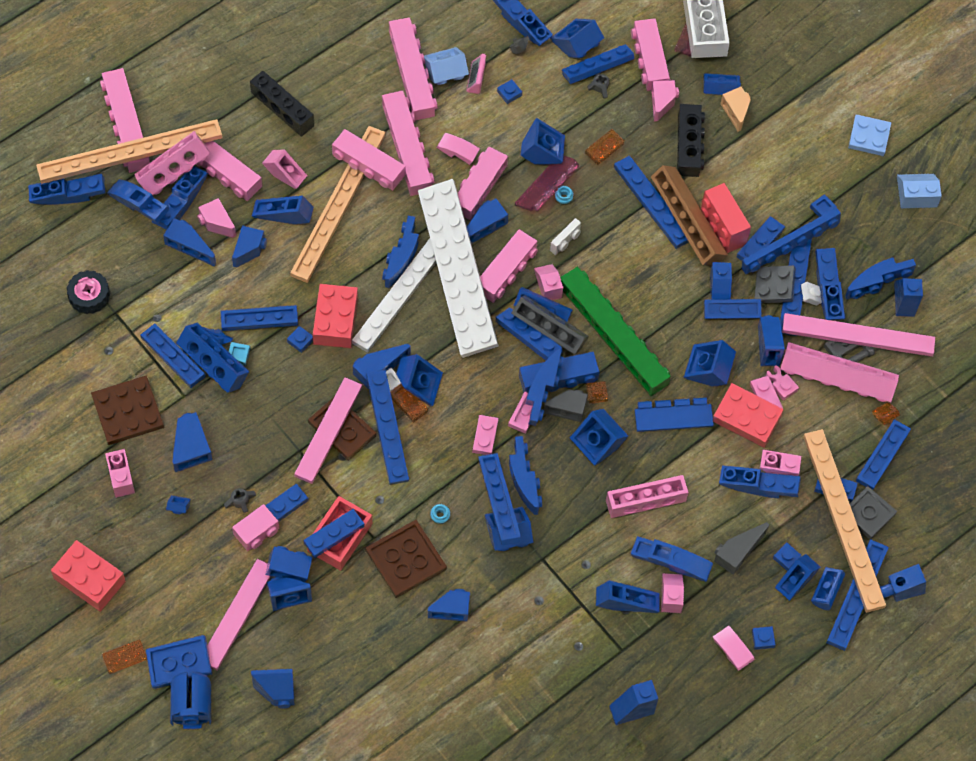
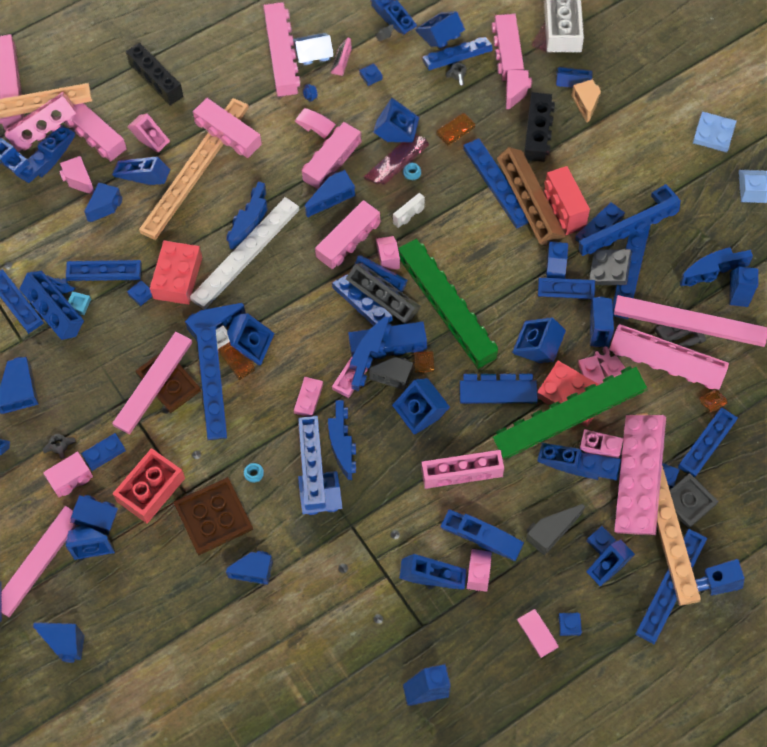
camera: 10 degrees right, 0 degrees up
(185, 239) = (41, 190): blue slope -> none
(334, 533) = (140, 485): blue plate -> none
(406, 141) = (267, 116): bright pink brick -> none
(448, 115) = (310, 92): none -> blue plate
(458, 268) = (299, 235): white plate -> none
(749, 434) = (570, 413): none -> green brick
(811, 293) = (646, 278): white plate -> none
(820, 490) = (640, 474): none -> bright pink plate
(828, 588) = (641, 576): blue brick -> none
(829, 284) = (664, 270): blue slope -> none

